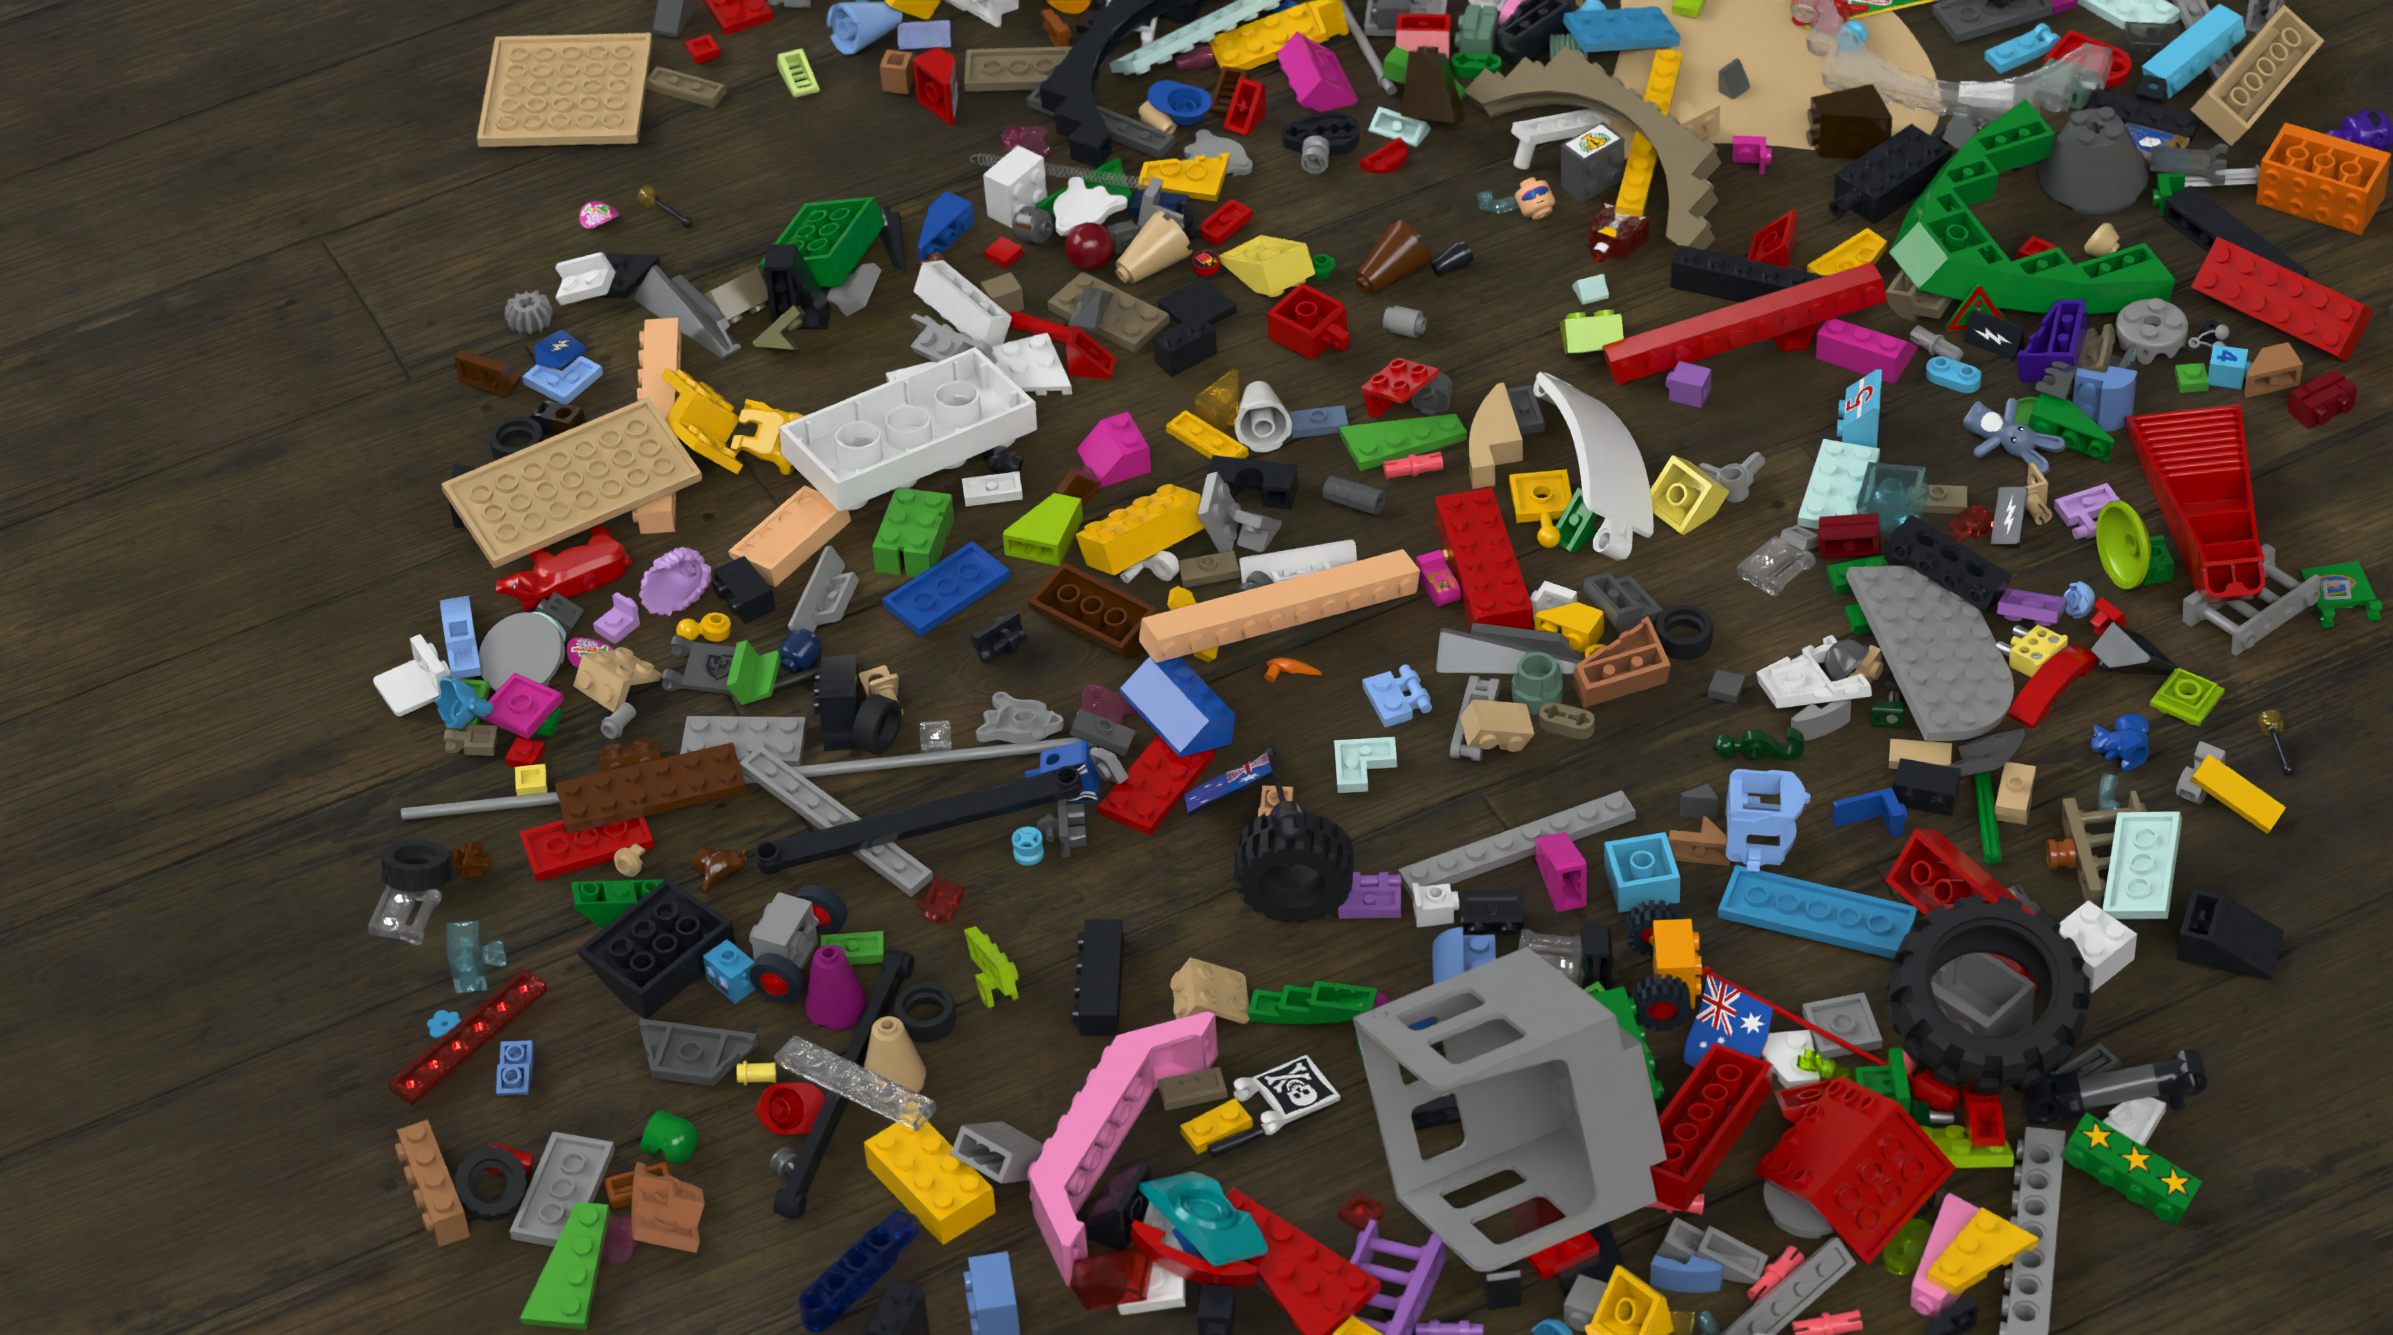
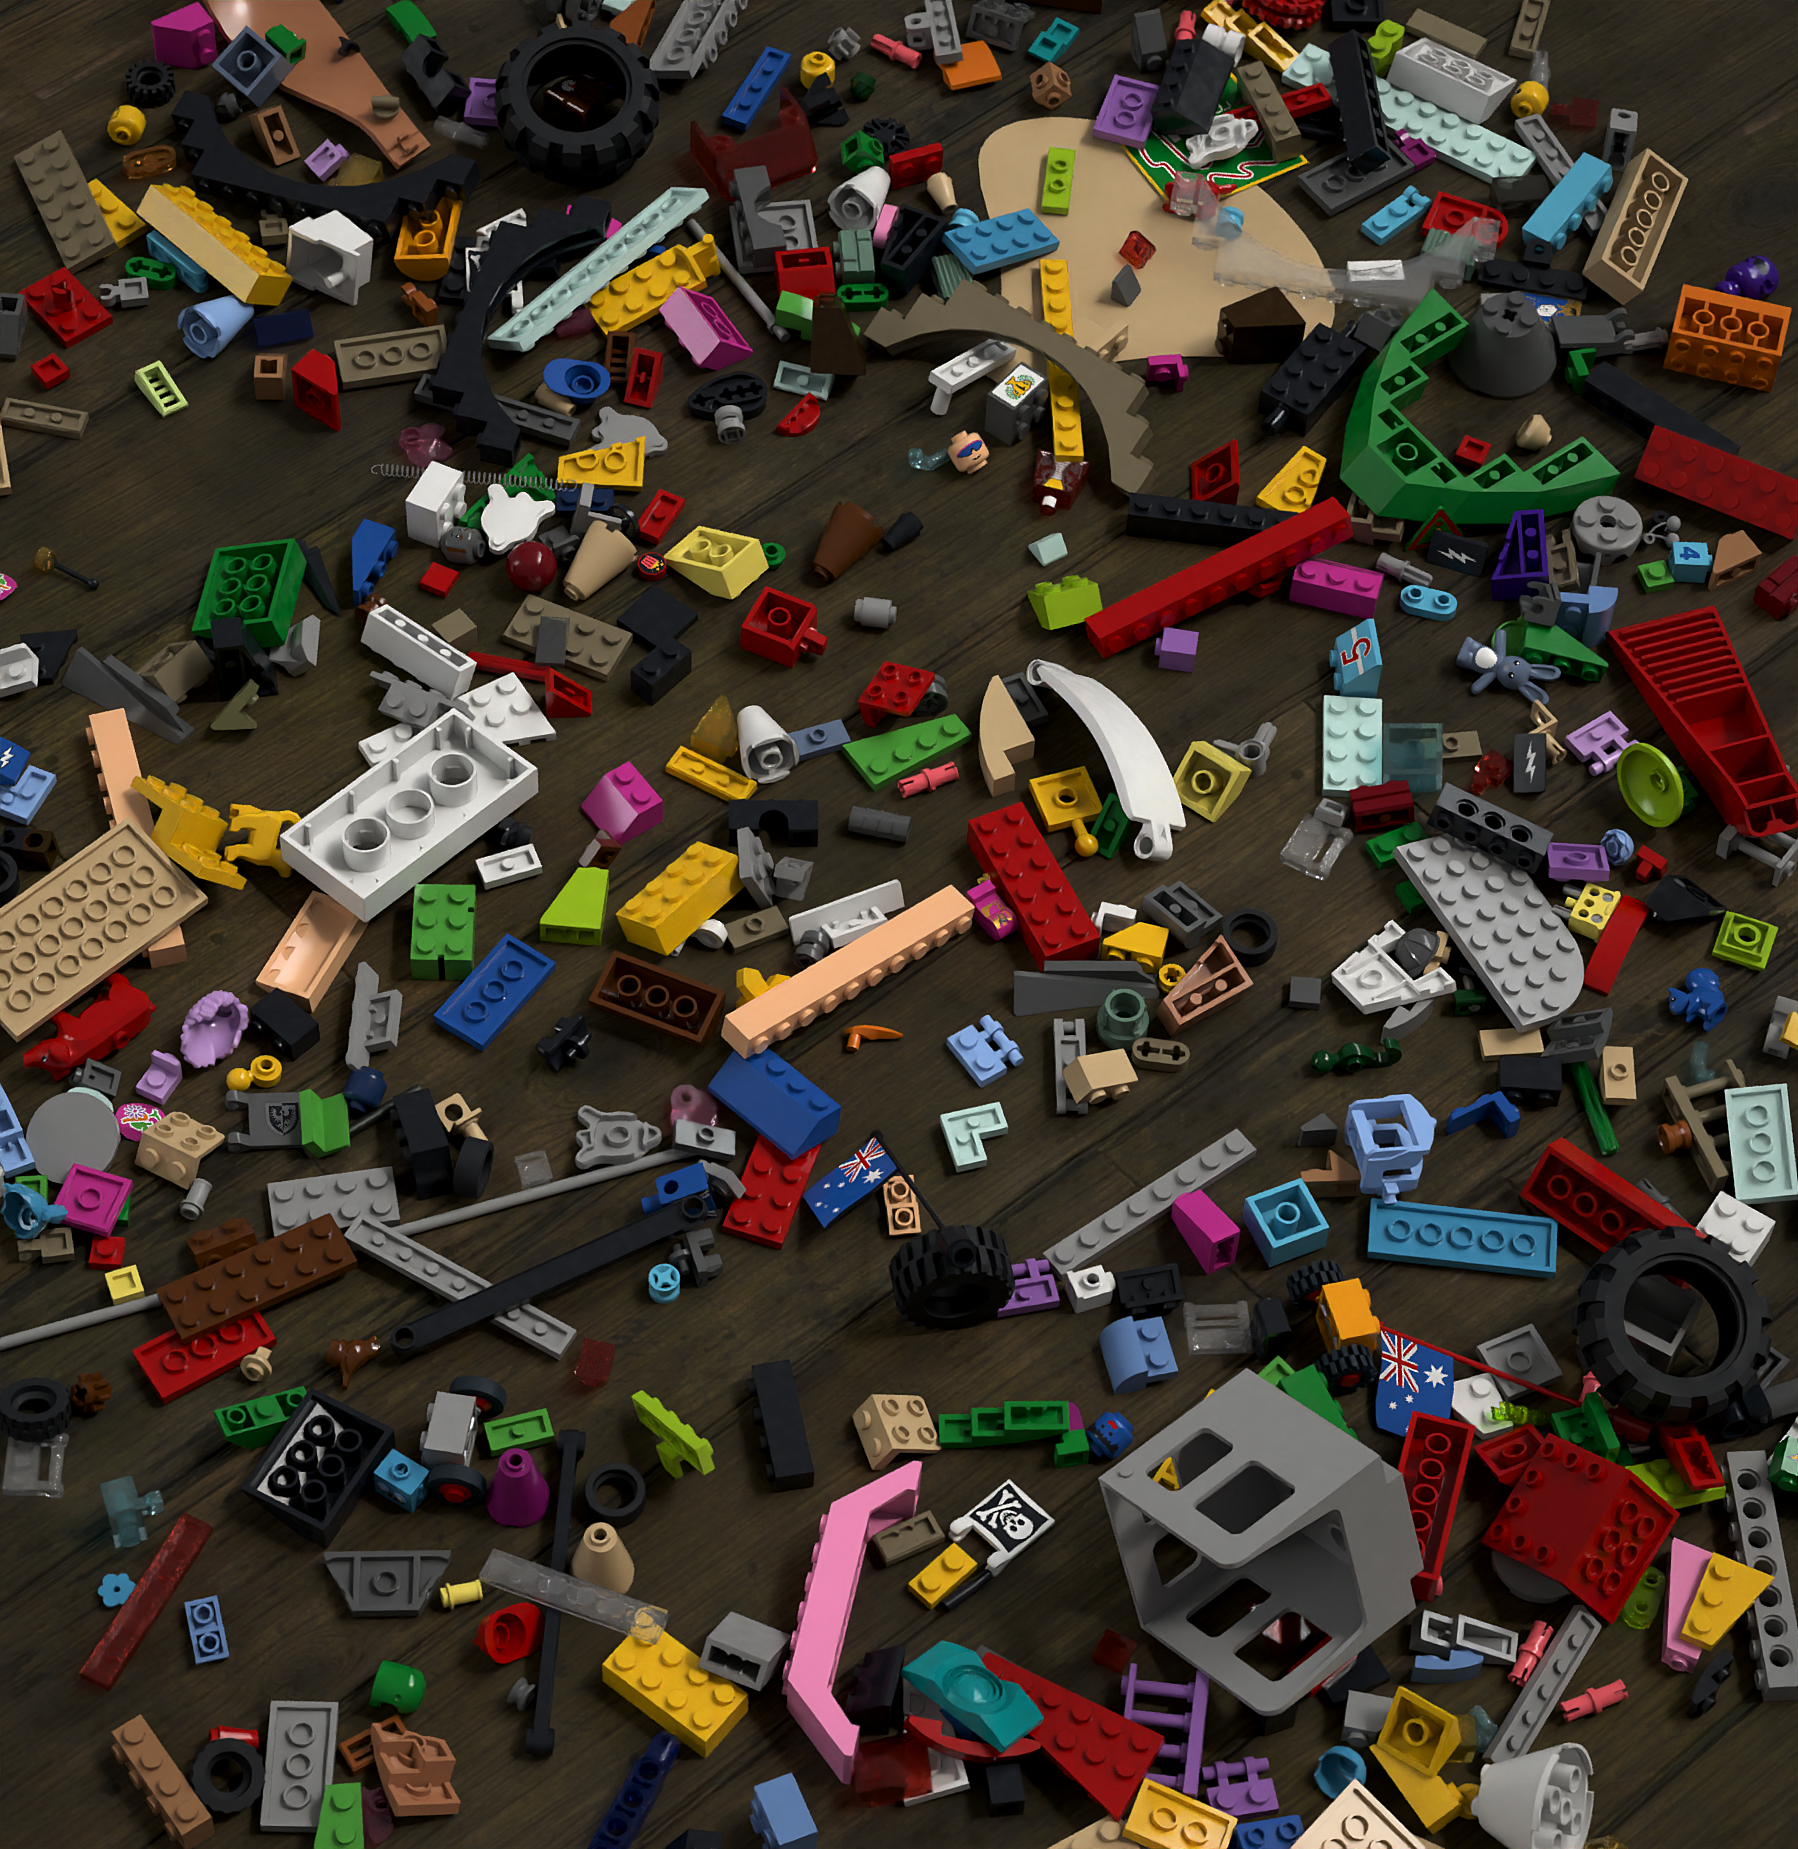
camera: 20 degrees left, 10 degrees up
(1754, 50) = (1137, 249): none -> clear red tile

